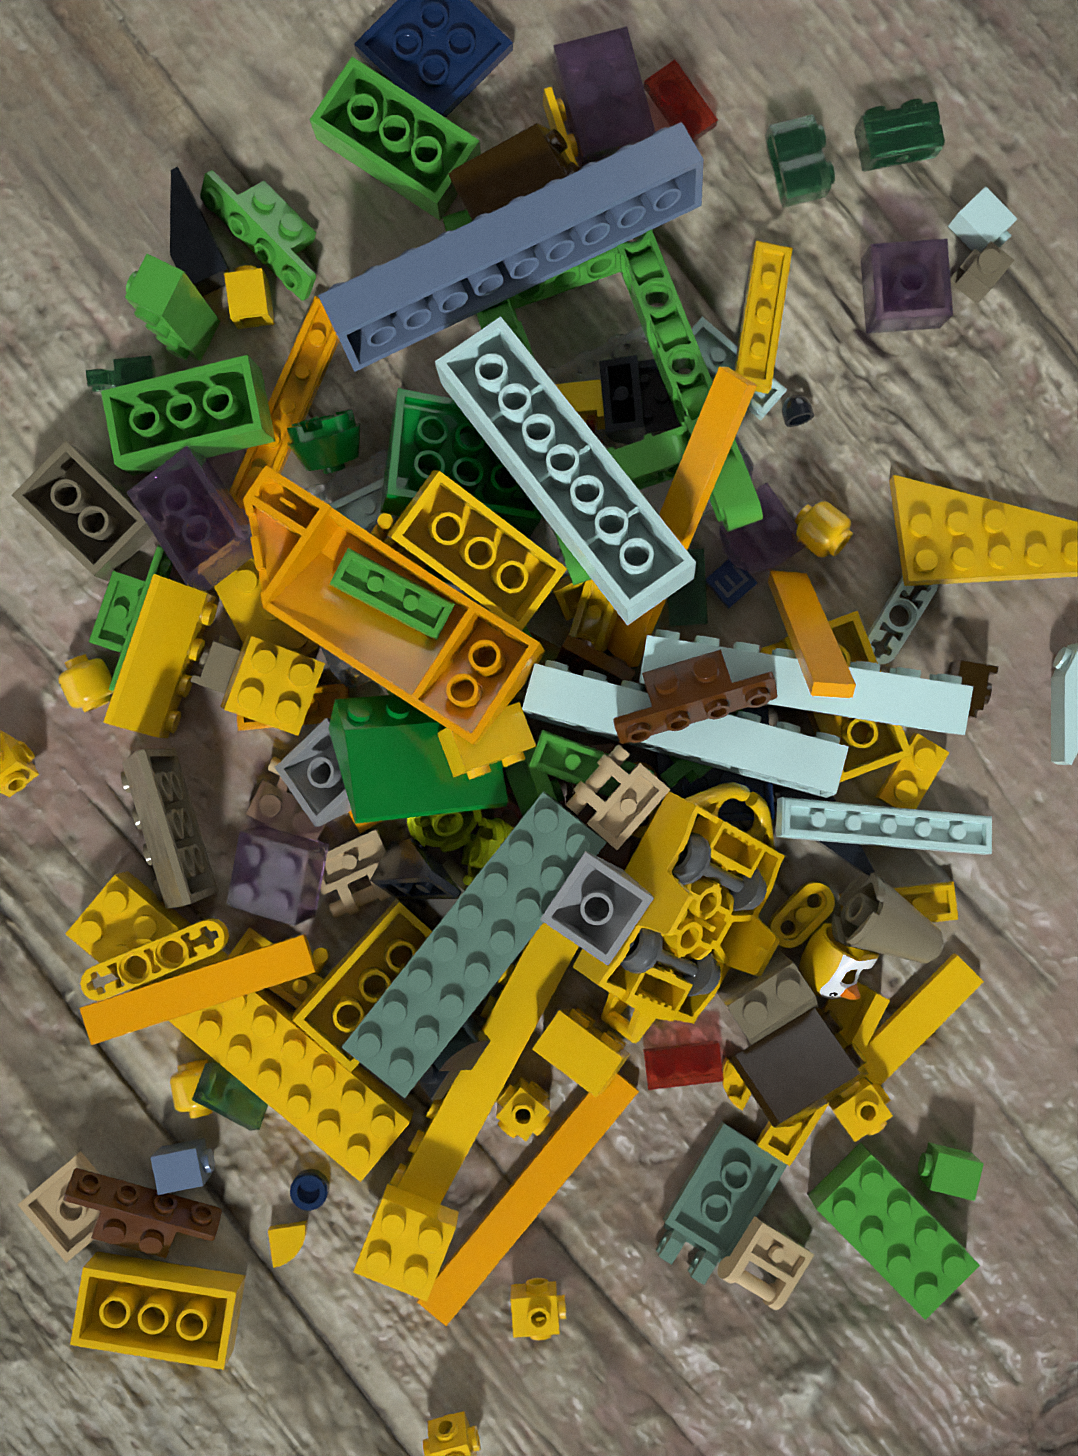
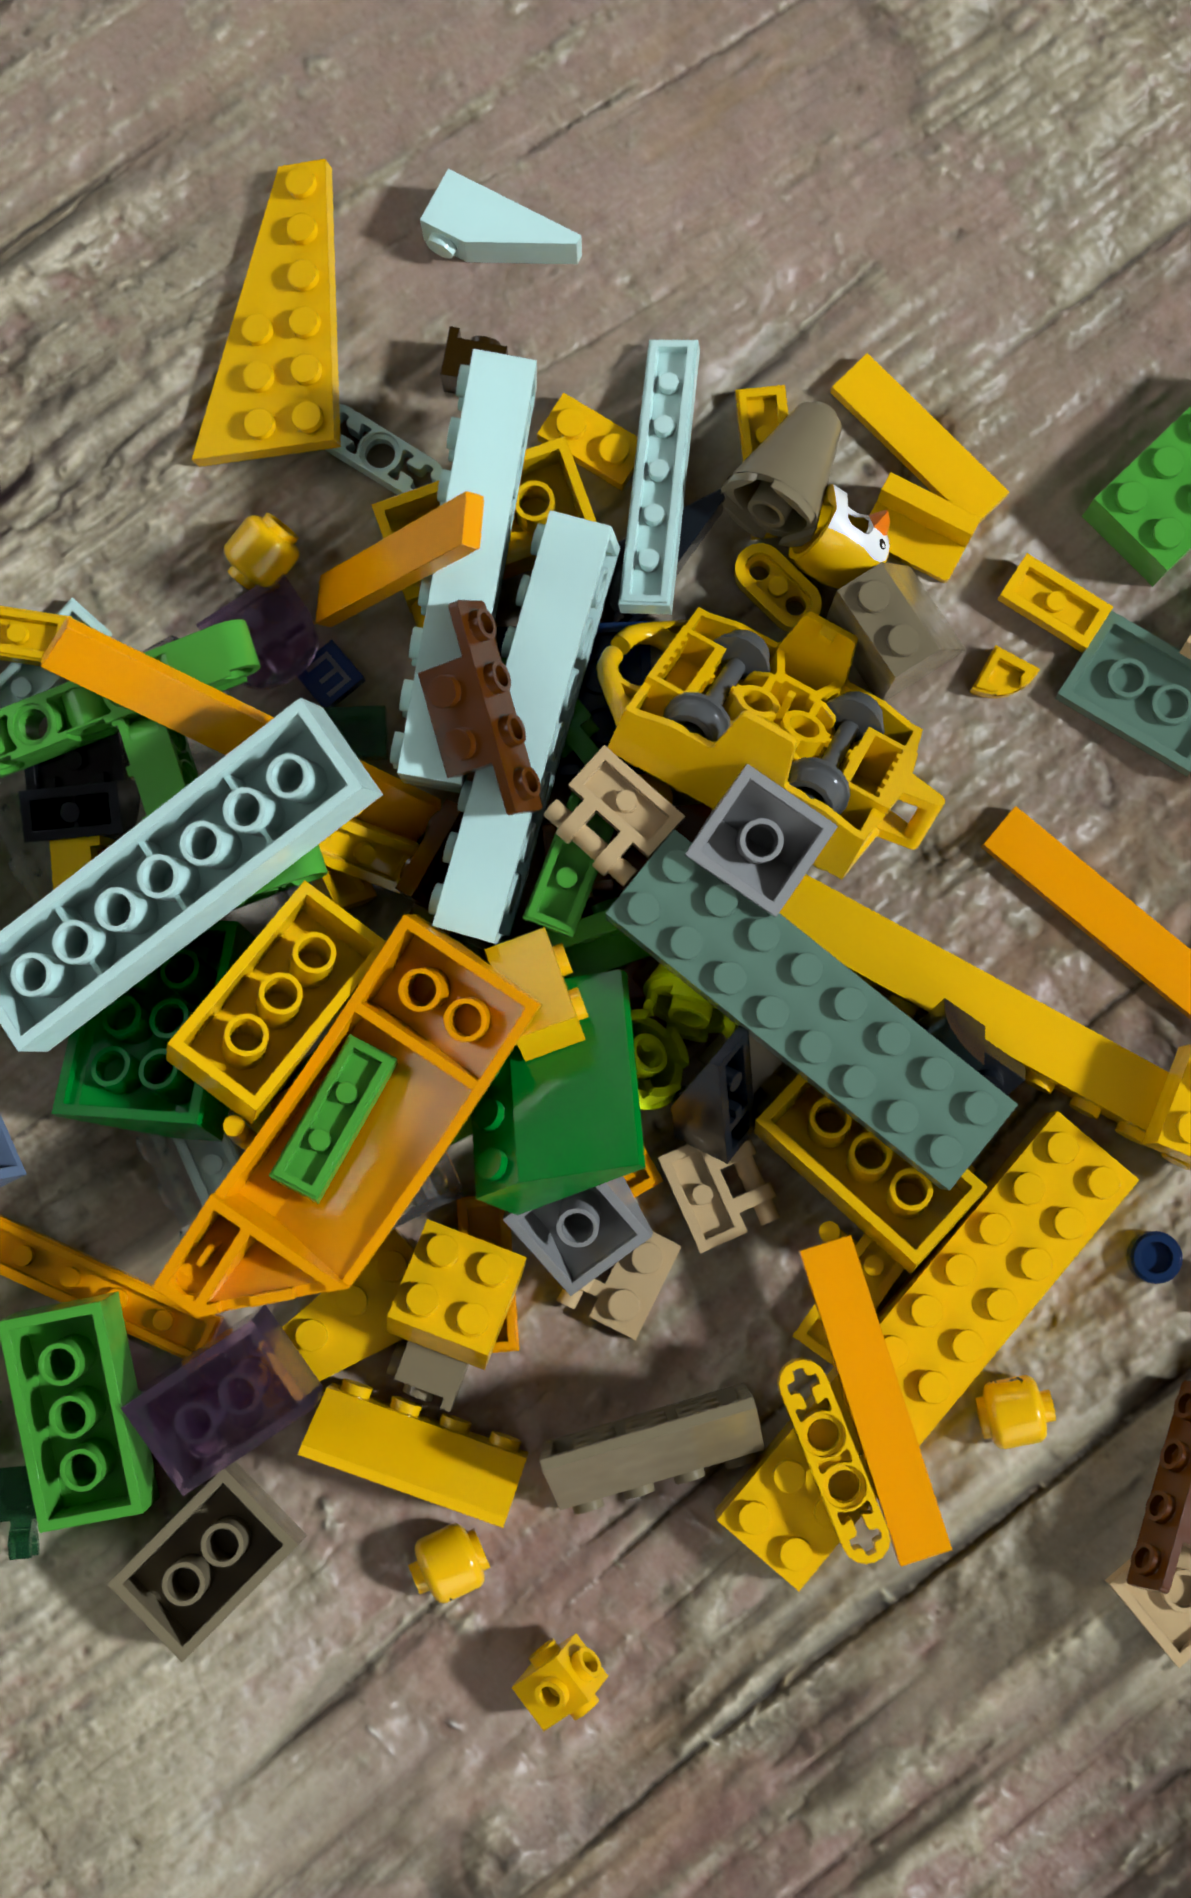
camera: 85 degrees left, 5 degrees down
(122, 608) = (352, 1506): bright green bracket -> none
(182, 1166) = (1122, 1432): sand blue brick -> none
(229, 1097) = (1025, 1360): clear green plate -> none
(277, 874) = (718, 1292): clear purple brick -> none
(326, 441) = (120, 1219): green cone -> none
(527, 1097) = (1022, 965): yellow brick -> none
(582, 1050) = (958, 875): yellow brick -> none
(683, 1065) = (979, 746): clear red plate -> none
(797, 411) = (101, 584): black hinge -> none
(800, 1067) = (978, 586): dark brown slope -> none
(862, 1109) = (1033, 512): yellow brick -> none
(950, 1171) = (1117, 399): bright green brick -> none

